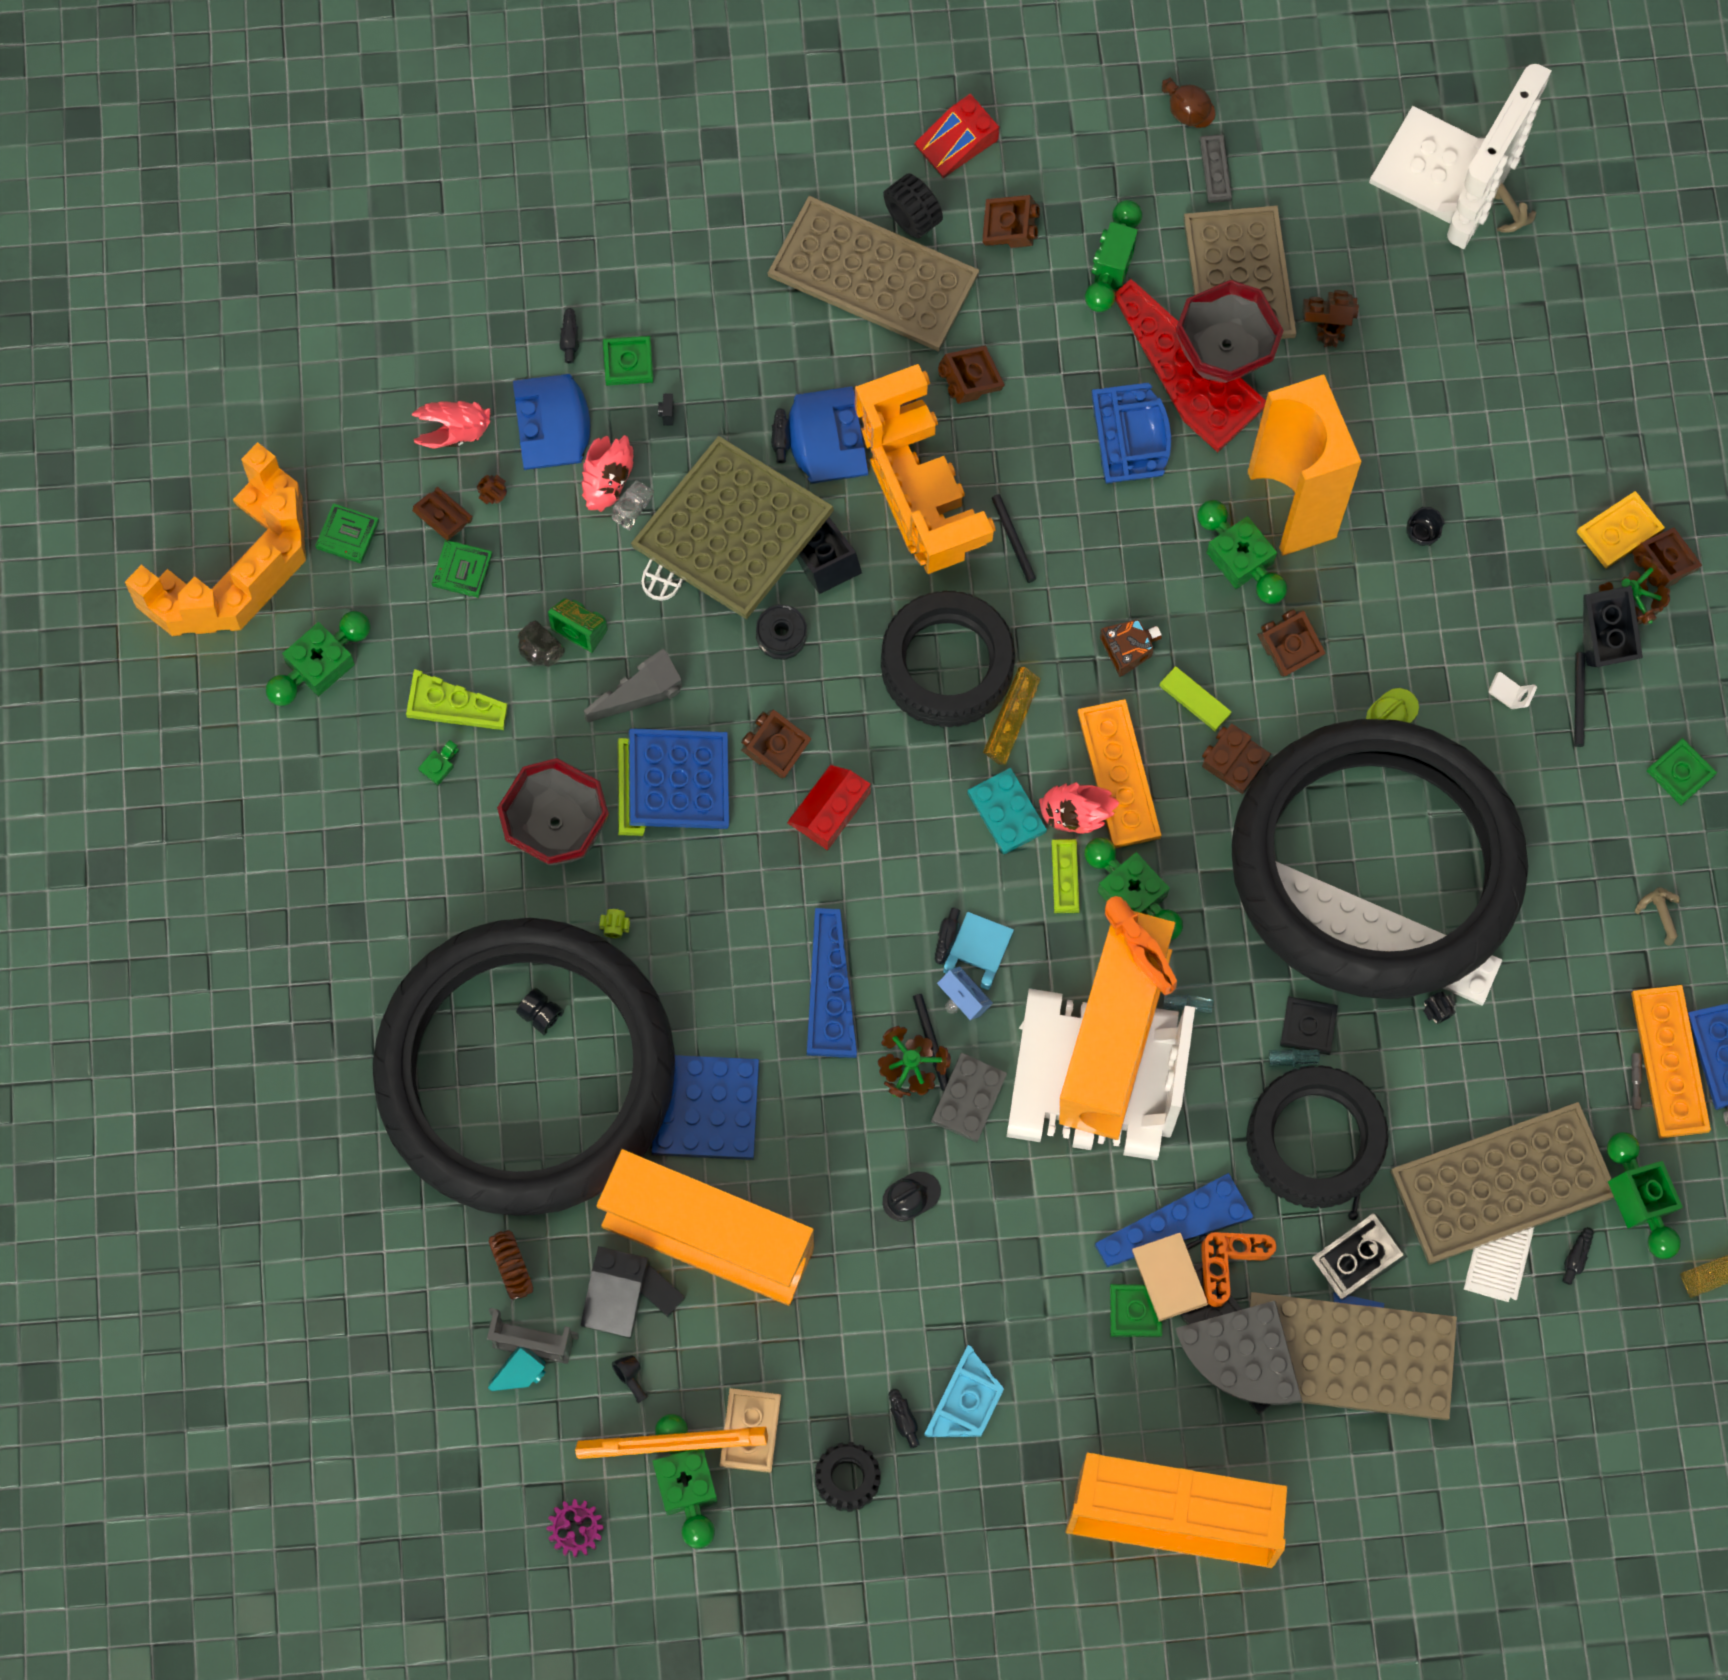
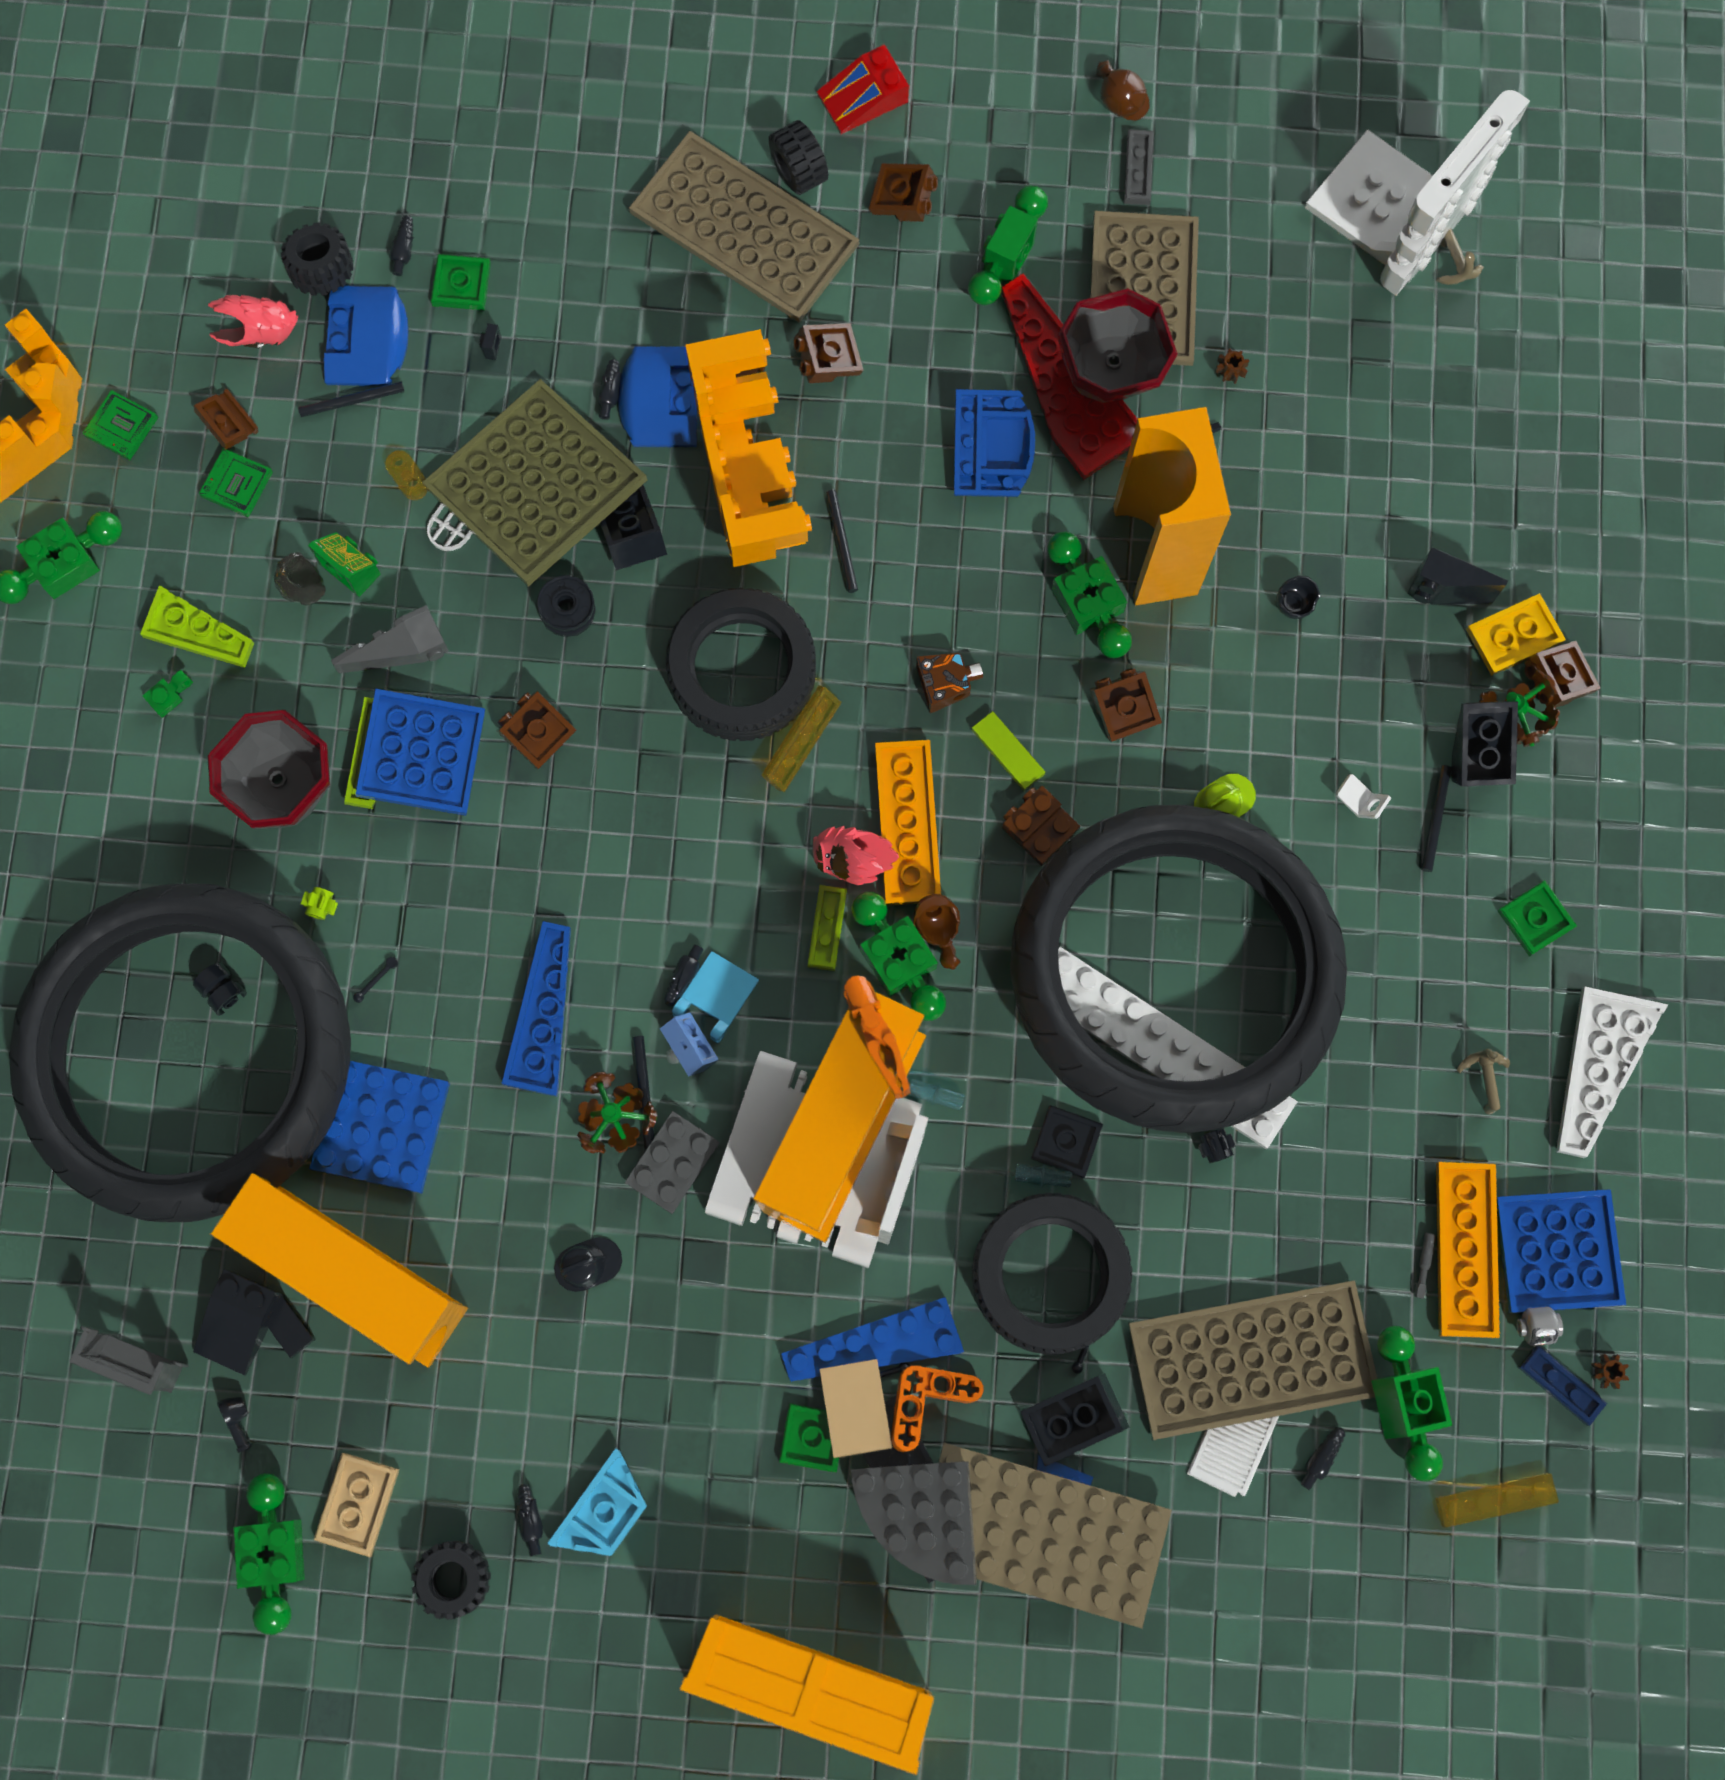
camera: 10 degrees right, 5 degrees up
(491, 489) = (283, 400): reddish brown gear -> none
(497, 344) = (314, 243): none -> black tyre
(510, 1264) = (124, 1273): reddish brown gear -> none
(518, 1371) = (108, 1398): teal slope -> none
(545, 481) = (351, 399): none -> black bar
(589, 1533) = (124, 1578): magenta gear -> none
(606, 471) = (408, 400): coral head -> none
(612, 538) = (405, 474): none -> clear yellow plate
(631, 504) = (432, 439): clear leg -> none
(671, 1442) = (261, 1511): light orange piece -> none
(687, 966) = (391, 963): none -> black hinge
(830, 805) = (583, 808): red slope -> none
(1006, 811) = (776, 844): teal plate -> none
(1163, 854) = (938, 924): none -> reddish brown piece
(1338, 308) = (1244, 341): reddish brown plate -> none
(1558, 492) = (1450, 581): none -> black slope

